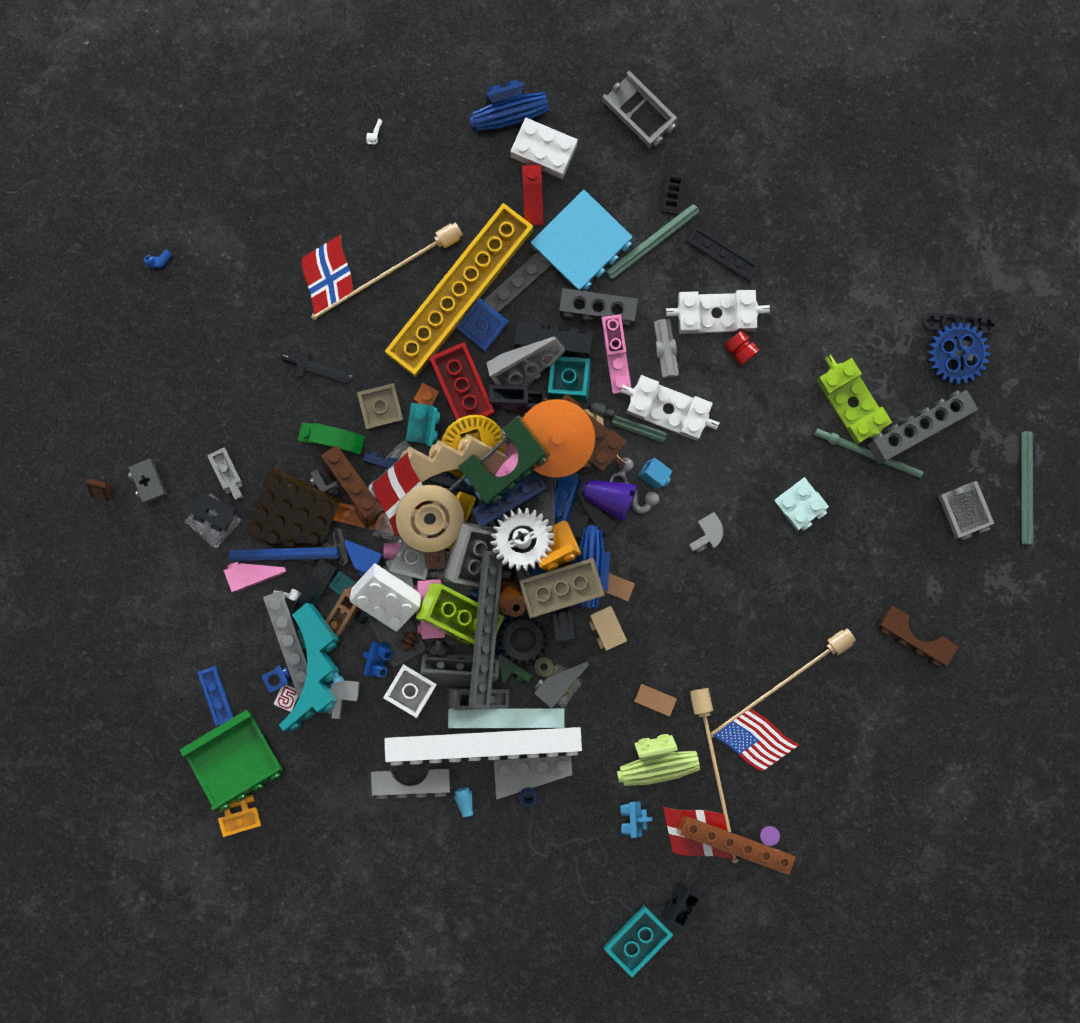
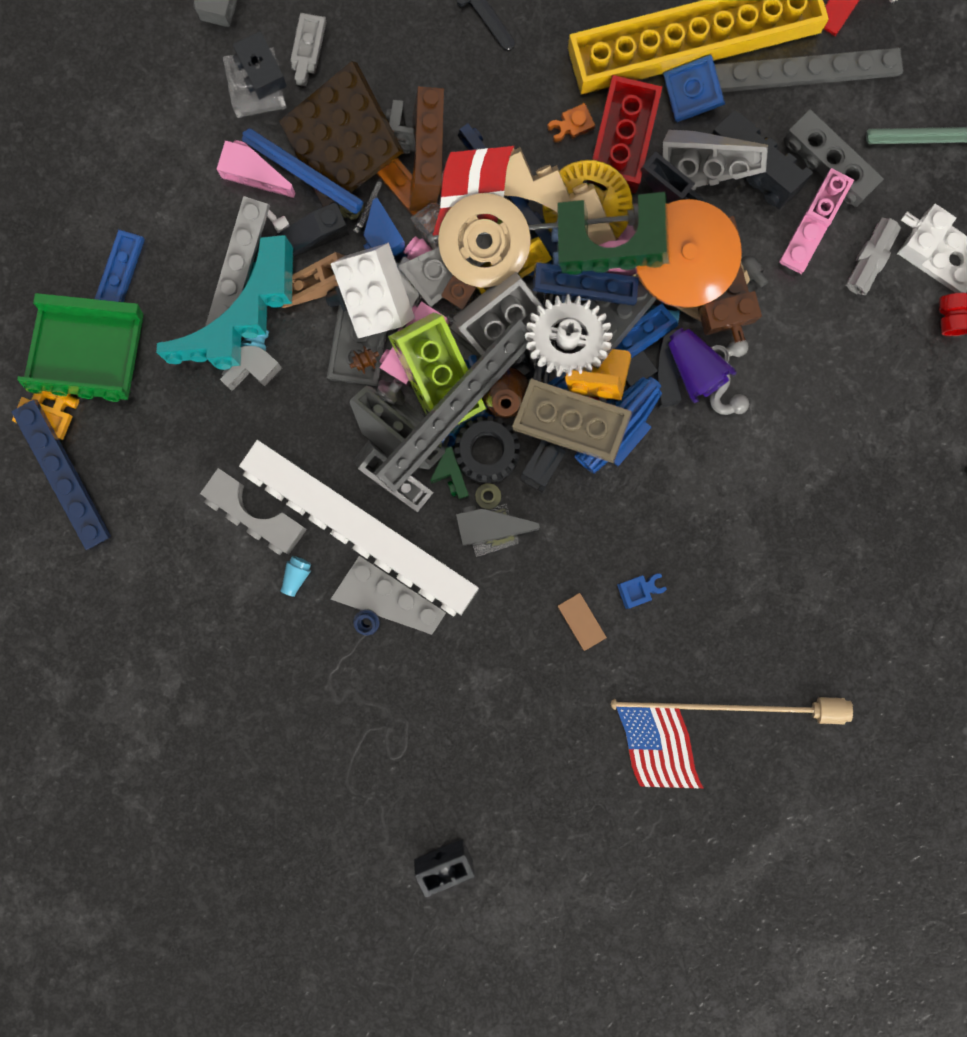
camera: 35 degrees right, 0 degrees up
(278, 846) = (61, 474): none -> dark blue plate
(283, 674) = (204, 301): blue bracket -> none
(286, 698) = (190, 323): white sticker -> none
(330, 437) = (437, 74): green arch -> none
(340, 583) = (339, 244): teal plate -> none
(376, 658) = (316, 353): blue hips -> none
(380, 406) = (520, 95): dark tan plate -> none
(410, 691) = (325, 414): white brick -> none
(422, 424) = (551, 141): teal bracket -> none
(506, 718) = (407, 521): light aqua tile -> none
(570, 377) = (752, 207): teal brick -> none
(582, 241) = (868, 77): medium azure panel -> none
(607, 628) = (587, 506): tan brick -> none
(619, 587) = (632, 473): medium nougat tile -> none
(638, 428) = (780, 321): sand green axle -> none
(638, 819) = (466, 736): dark azure hips -> none
(638, 941) = (366, 869): teal brick -> none
(655, 473) = (763, 379): dark azure brick -> none
(658, 762) = (534, 691): yellowish green plate -> none
(674, 656) = (638, 590): none -> blue plate
(682, 845) = (523, 798): flag -> none
(688, 415) = (817, 295): white brick -> none
(712, 531) = (779, 485): light grey brick -> none
(735, 844) = (553, 845): dark orange brick -> none
(769, 836) = (596, 862): medium lavender tile -> none
(801, 505) = (897, 530): light aqua plate -> none
(897, 624) = (909, 737): reddish brown arch -> none

